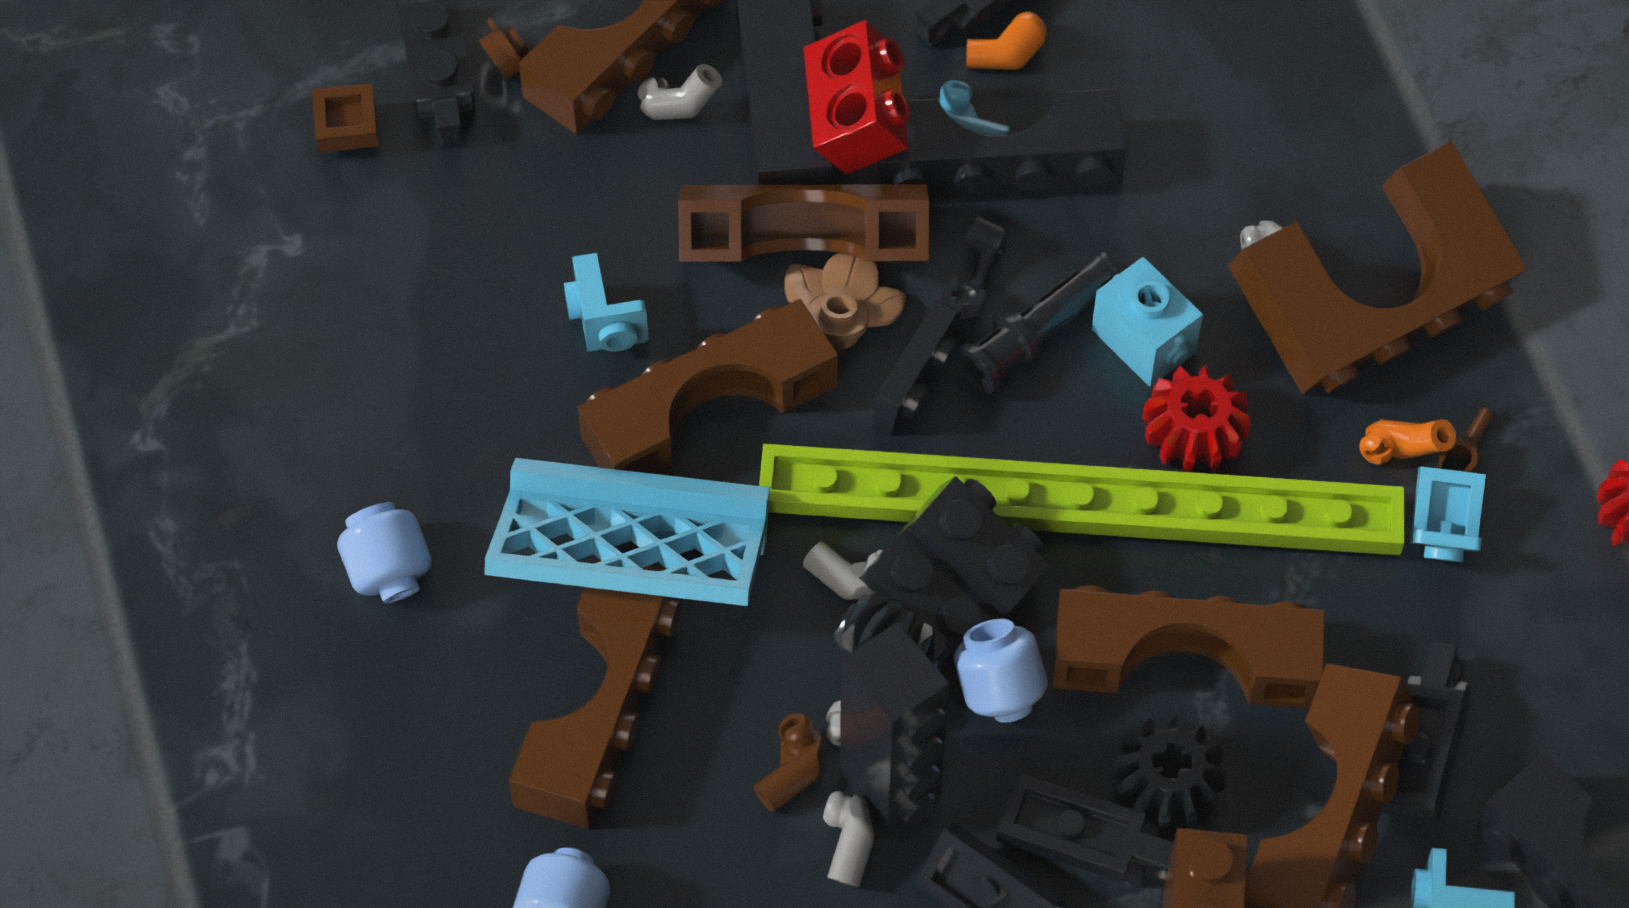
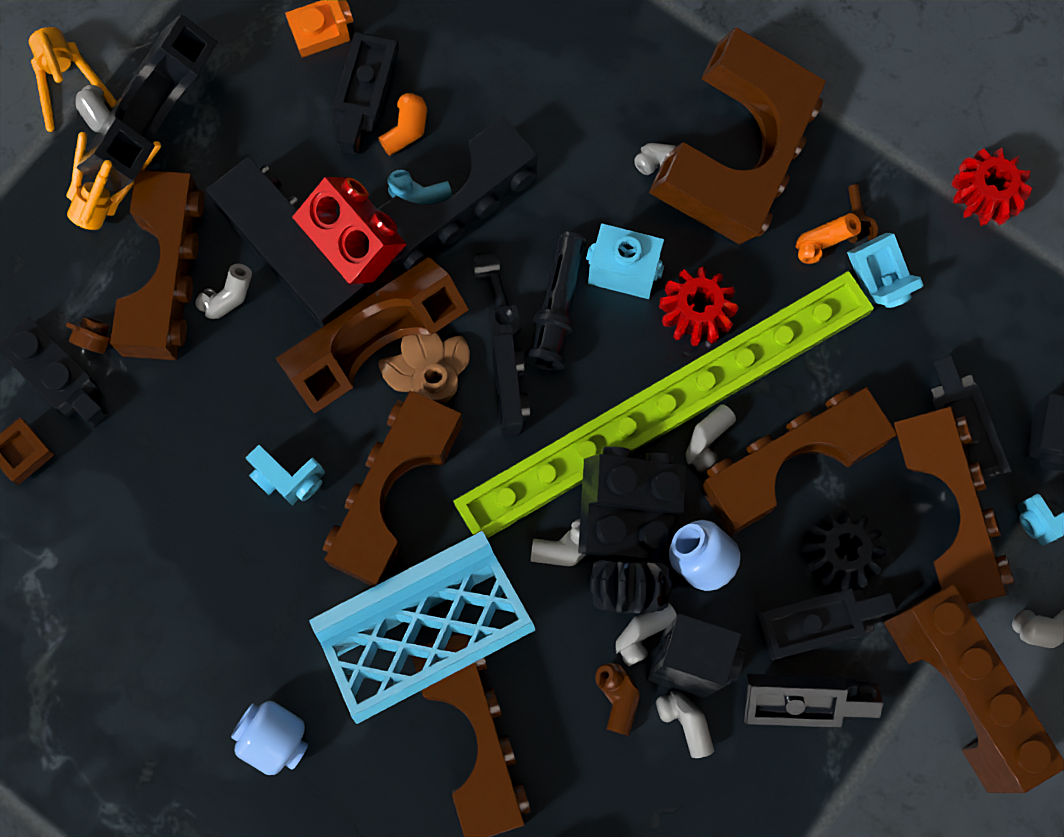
camera: 35 degrees left, 15 degrees up
(1105, 555) = (705, 434): none -> light grey arm

